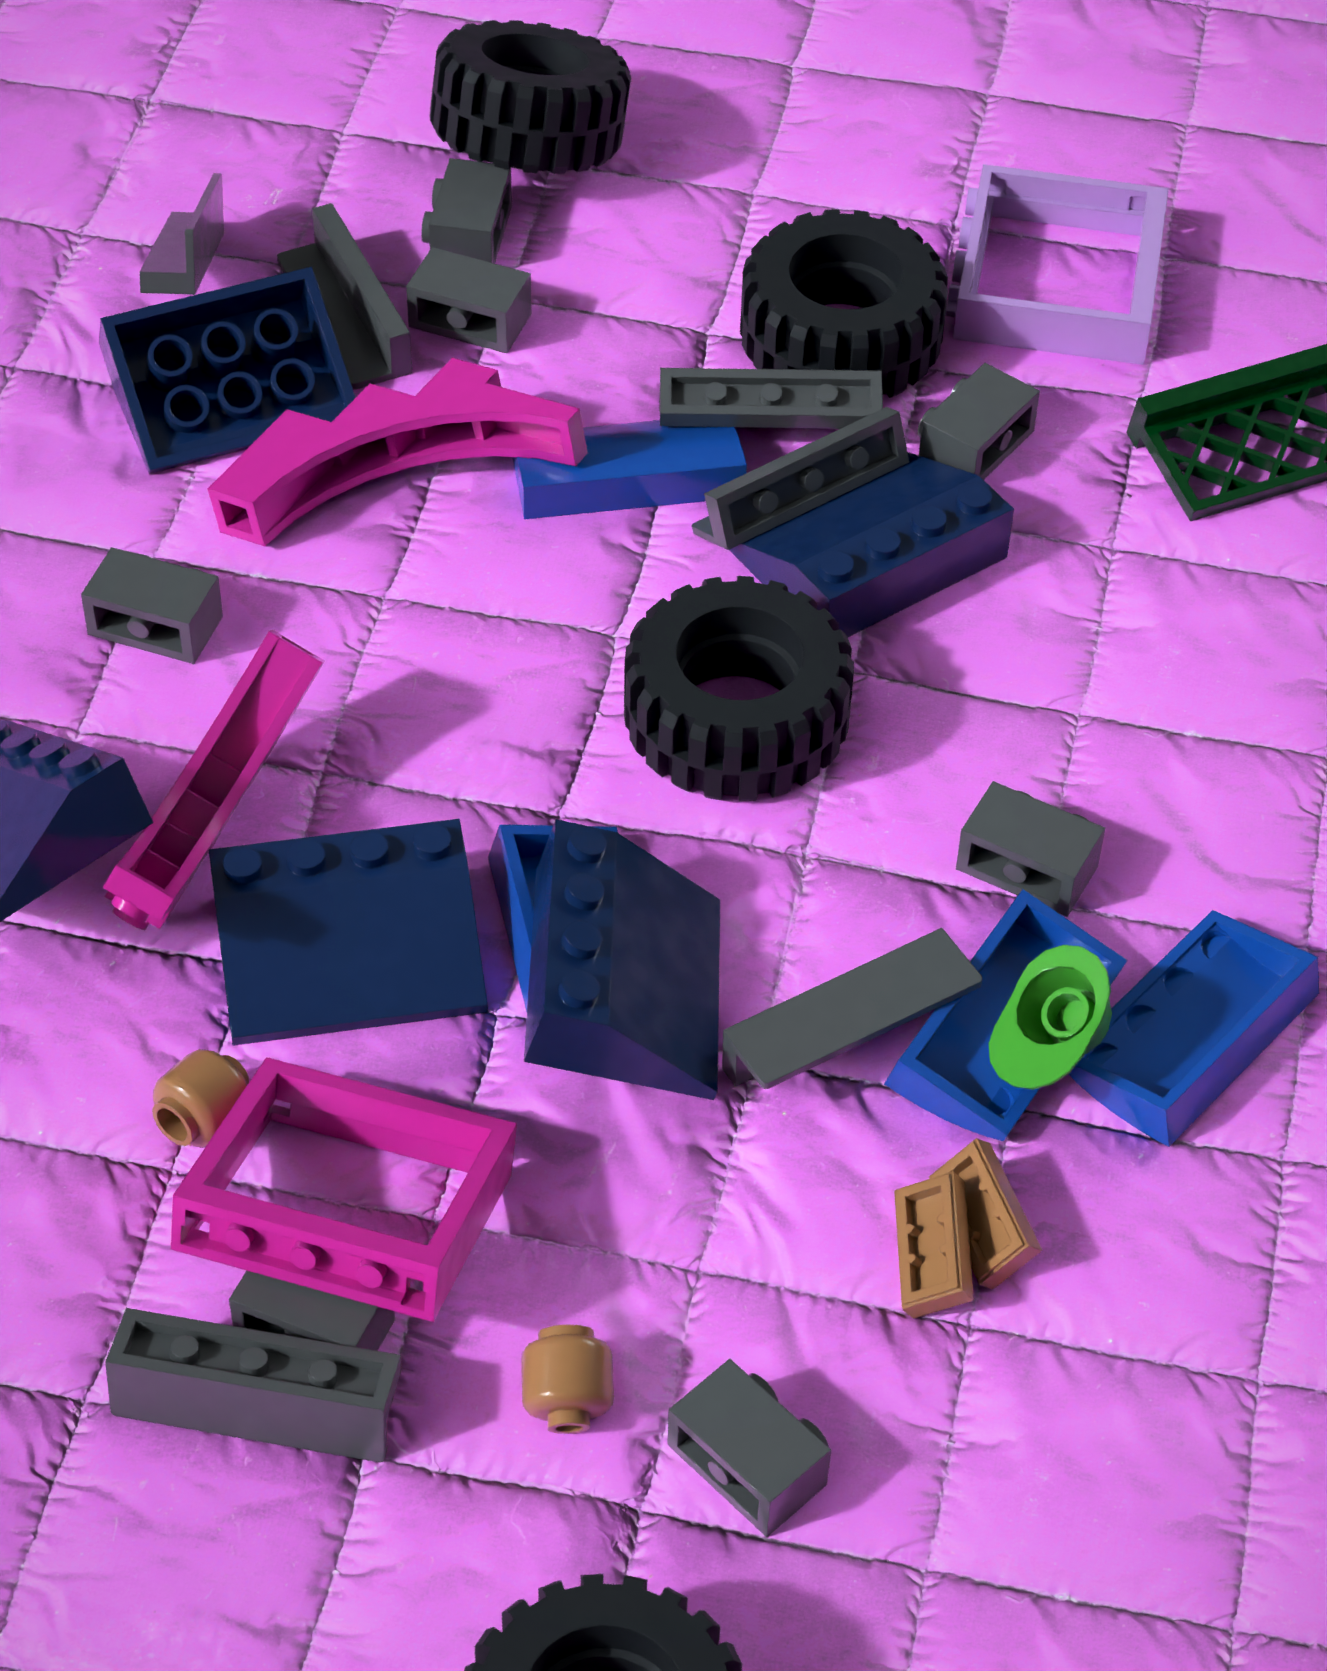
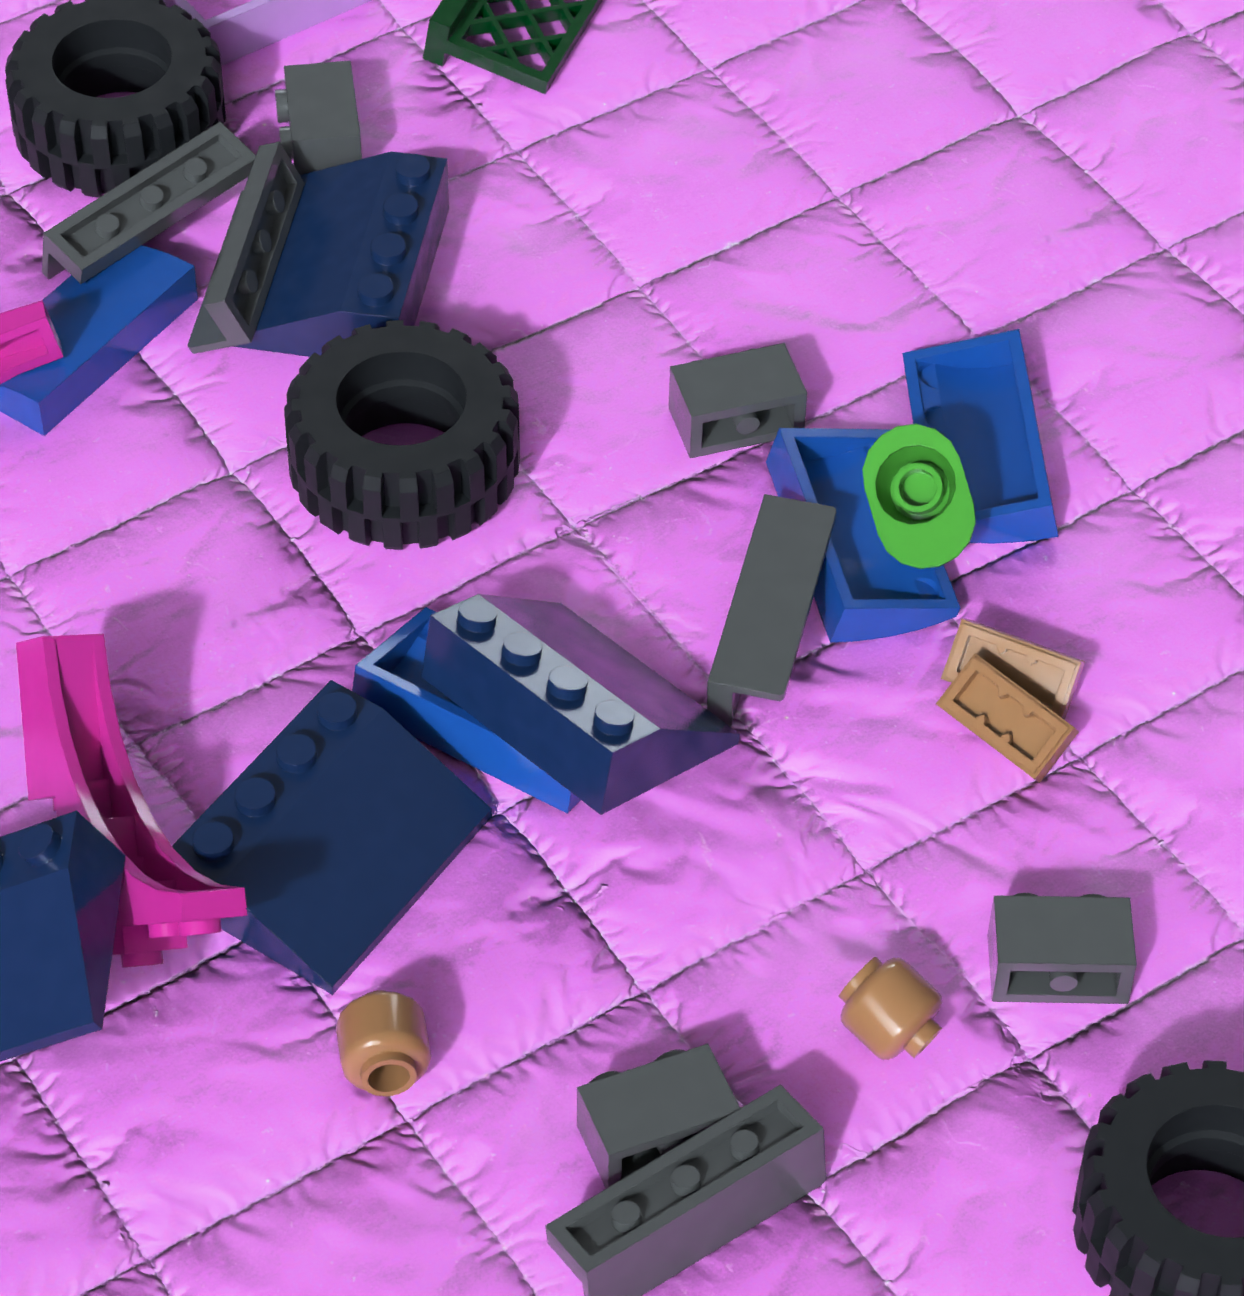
camera: 45 degrees left, 0 degrees up
(329, 1252) = (617, 1070): dark pink window -> none

